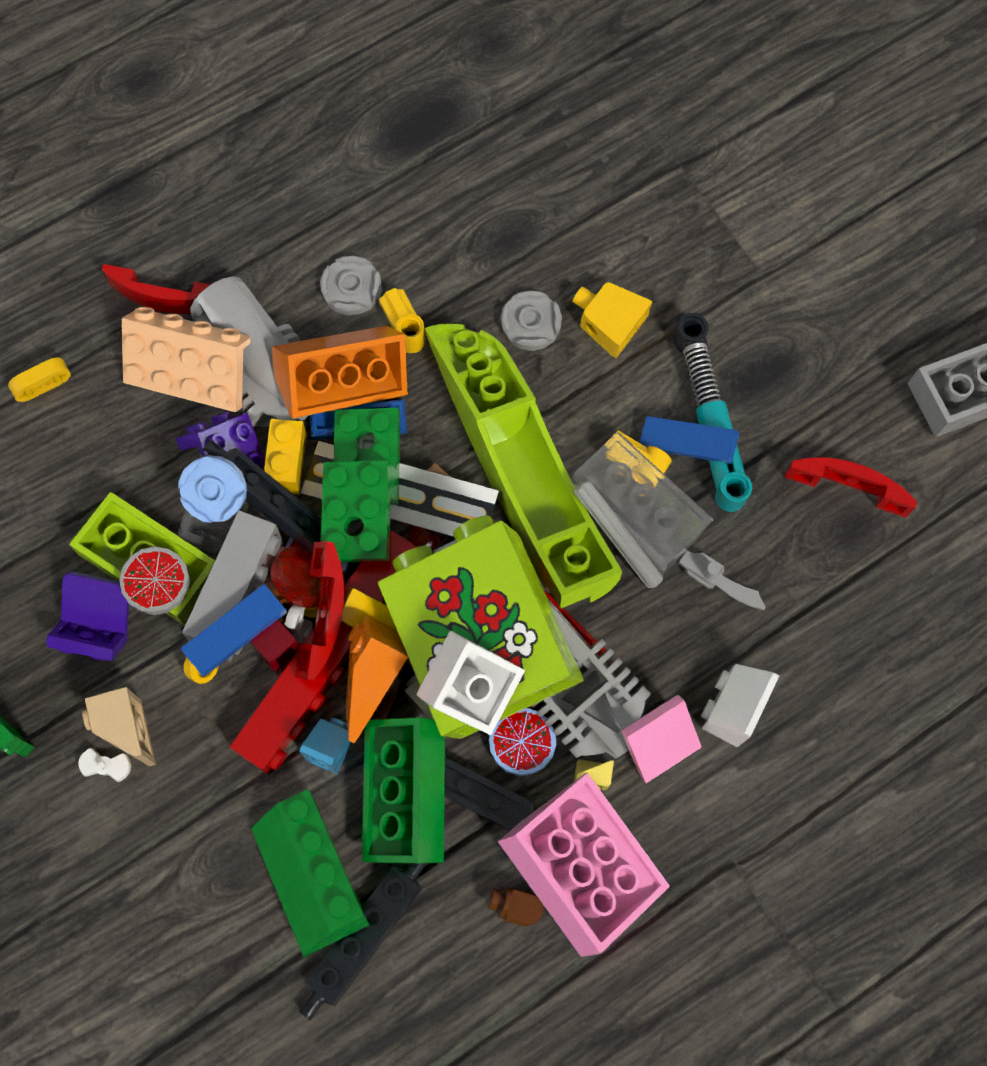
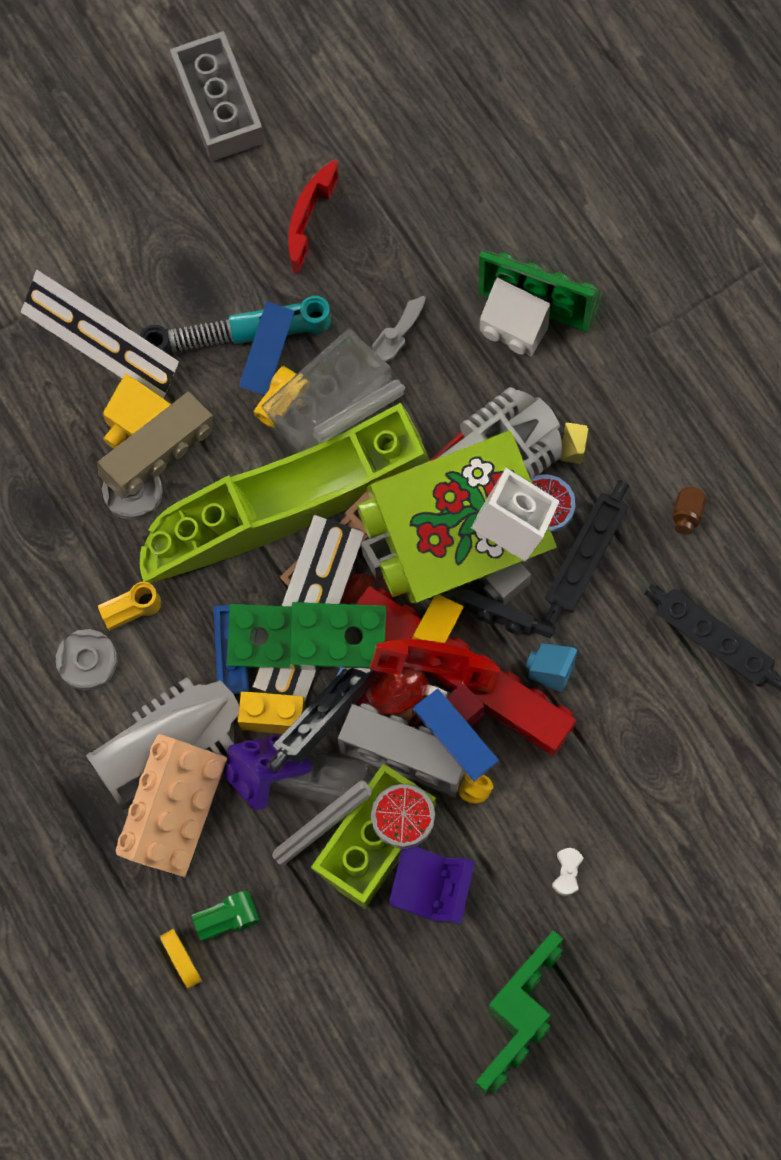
camera: 80 degrees left, 0 degrees up
(79, 425) = (233, 914): none -> green piece
(120, 722) = (535, 847): tan slope -> none
(151, 296) = (78, 877): red slope -> none
(160, 505) = (322, 823): none -> light grey axle
(212, 489) = (316, 762): light blue tile -> none
(308, 873) = (665, 680): green slope -> none
(341, 370) = (188, 656): orange slope -> none
(373, 664) = (493, 621): orange slope -> none
(403, 791) = (595, 596): green slope -> none
(574, 334) = (155, 445): none -> dark tan brick
(584, 866) = (656, 450): bright pink slope -> none
(661, 738) = (545, 383): bright pink tile -> none
(694, 279) = (98, 334): none -> sticker
(778, 732) = (570, 301): none -> green slope

